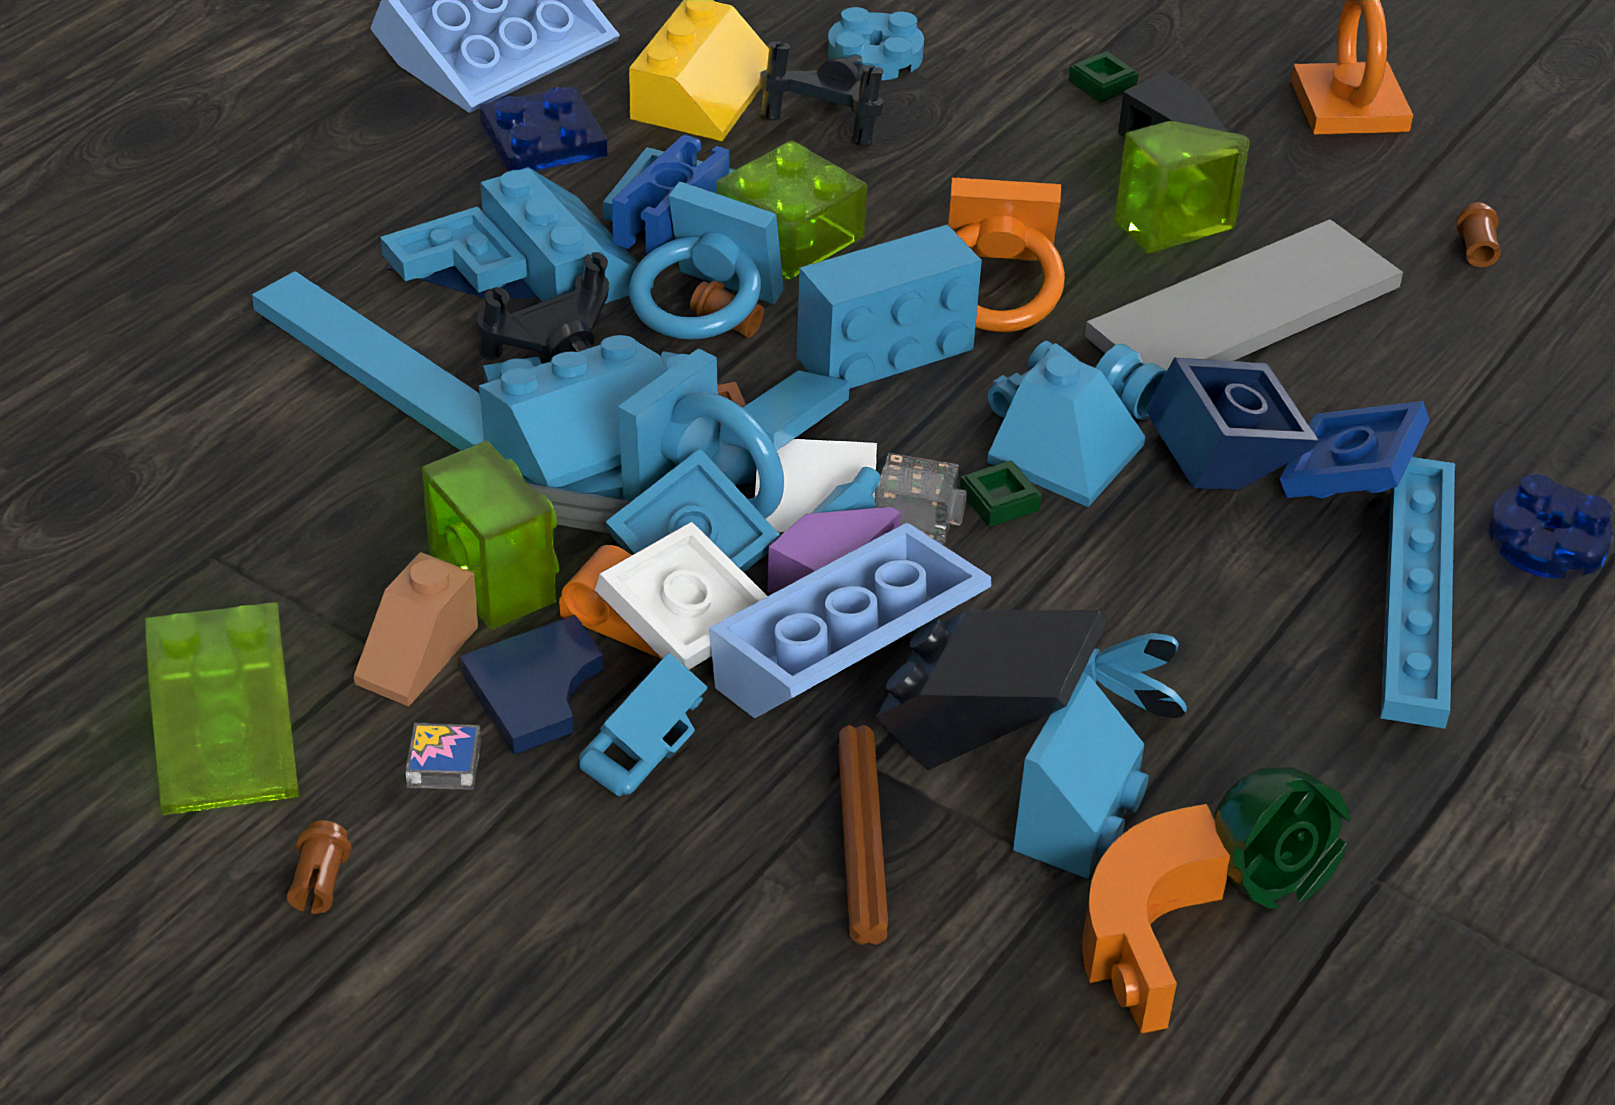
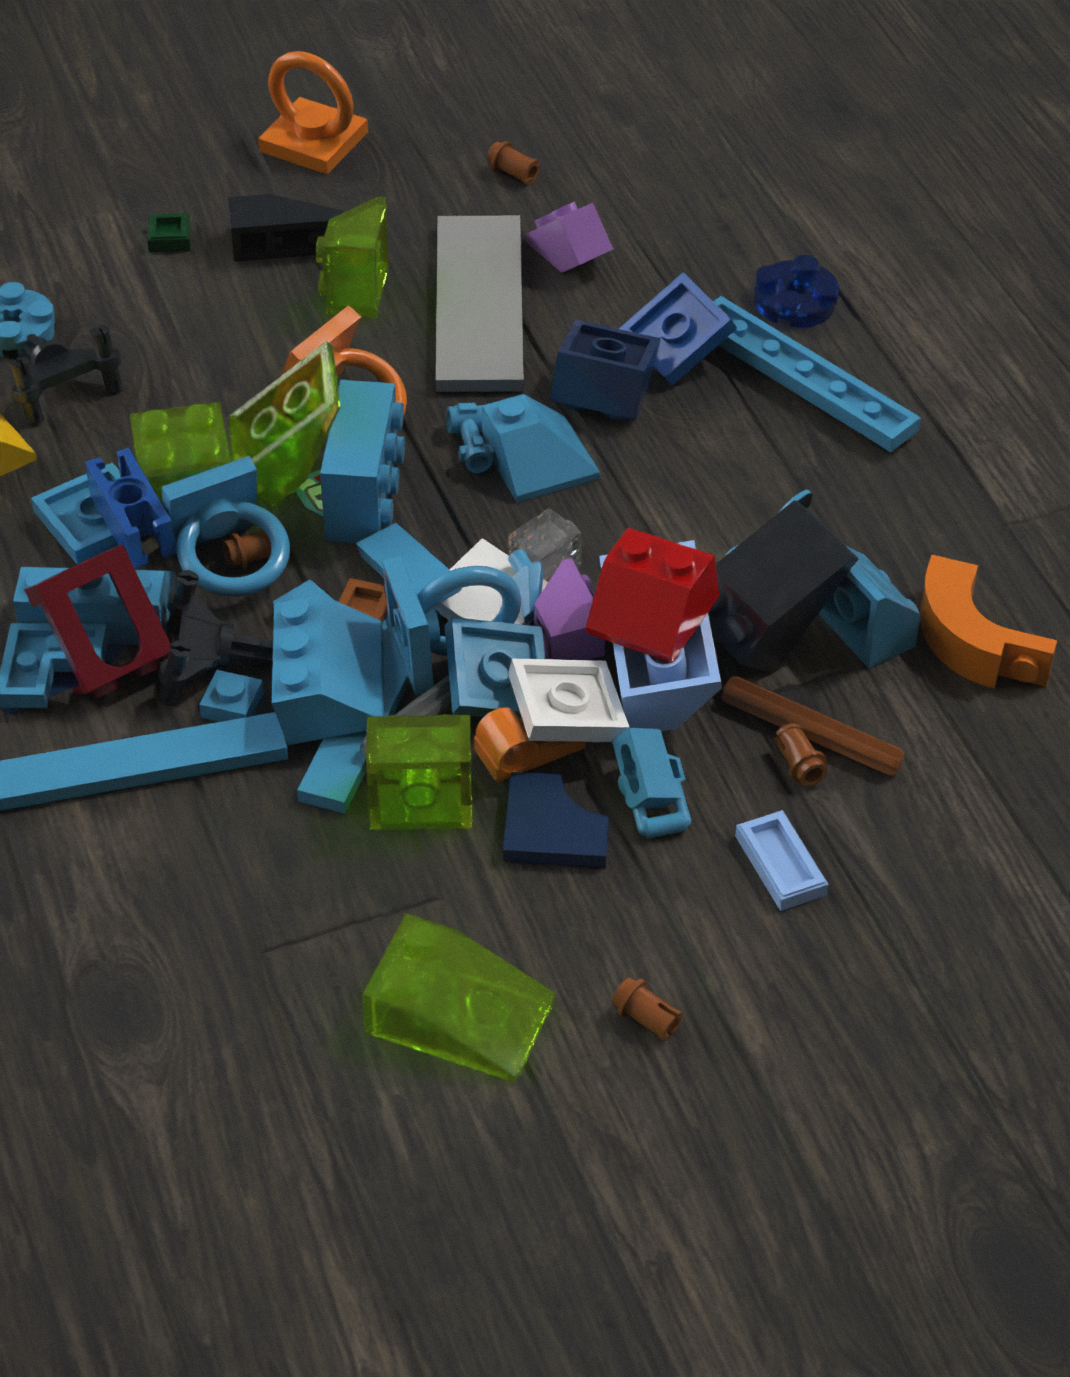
camera: 55 degrees left, 5 degrees up
(417, 628) = (463, 859): nougat slope -> none
(443, 756) = (586, 902): tile -> none
(546, 203) = (88, 668): none -> dark red panel
(633, 894) = (781, 860): none -> light blue tile
(791, 849) = (805, 763): none -> dark orange pin
(854, 571) = (652, 594): none -> red slope
(874, 223) = (288, 424): none -> clear neon green slope
(1000, 493) = (562, 501): dark green tile -> none
(1131, 378) = (511, 385): dark azure wheel -> none
(1281, 833) = (963, 535): dark green cylinder -> none
(1405, 313) = (569, 236): none -> medium lavender slope

